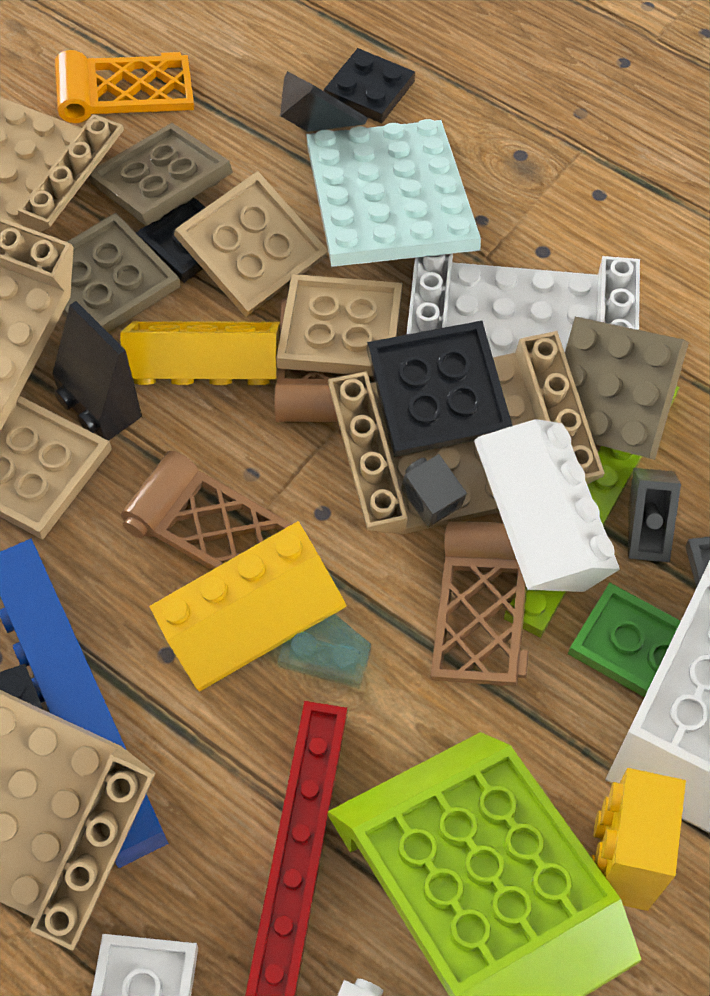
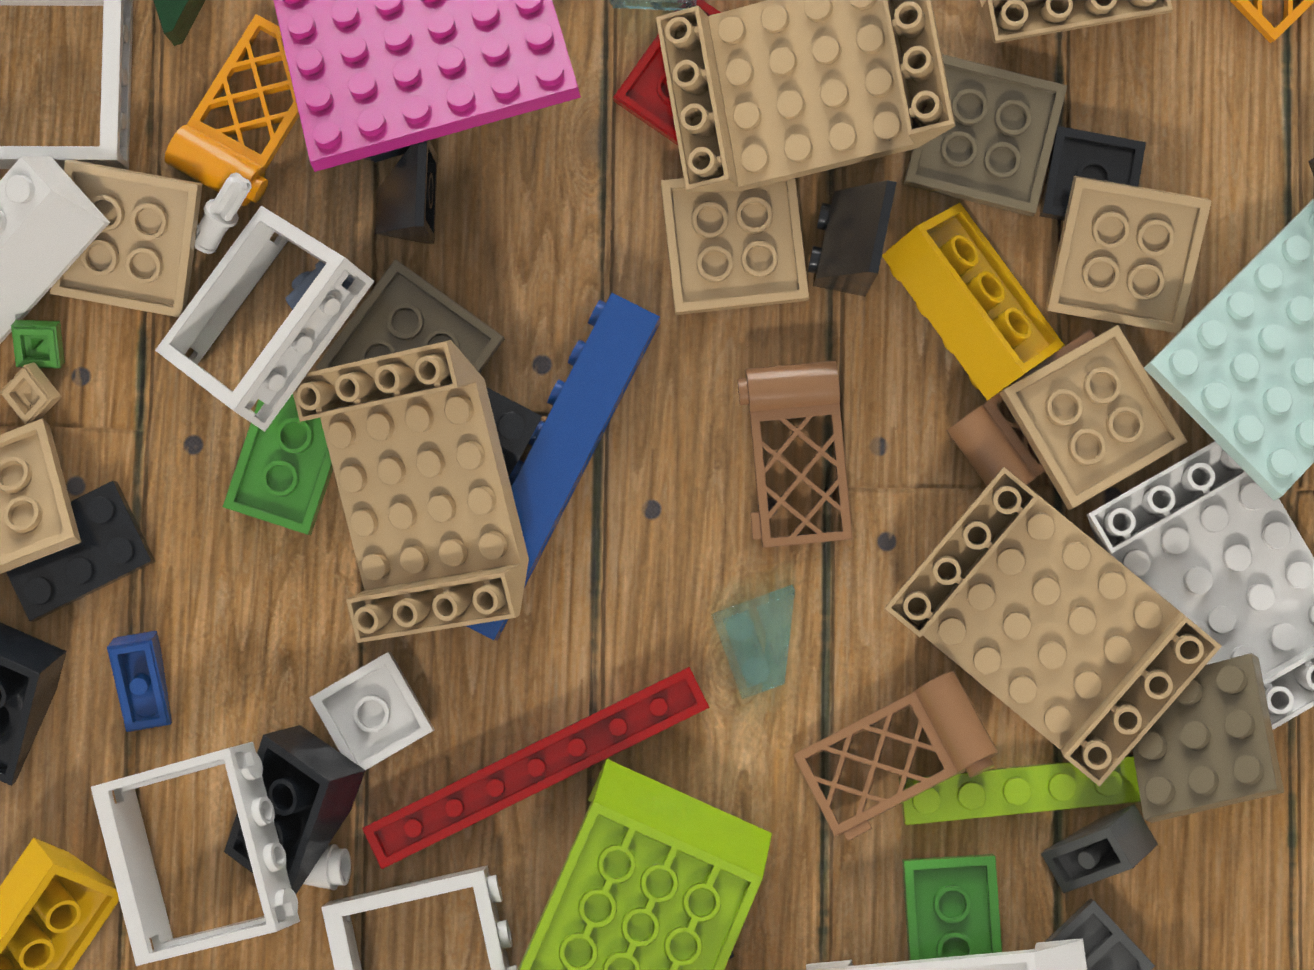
camera: 60 degrees right, 25 degrees up
(160, 173) = (1148, 91): dark tan plate -> none
(247, 606) = (736, 557): yellow slope -> none
(433, 489) = (966, 640): dark grey brick -> none
(438, 387) = (1076, 573): black plate -> none
(547, 507) = (1016, 760): white slope -> none

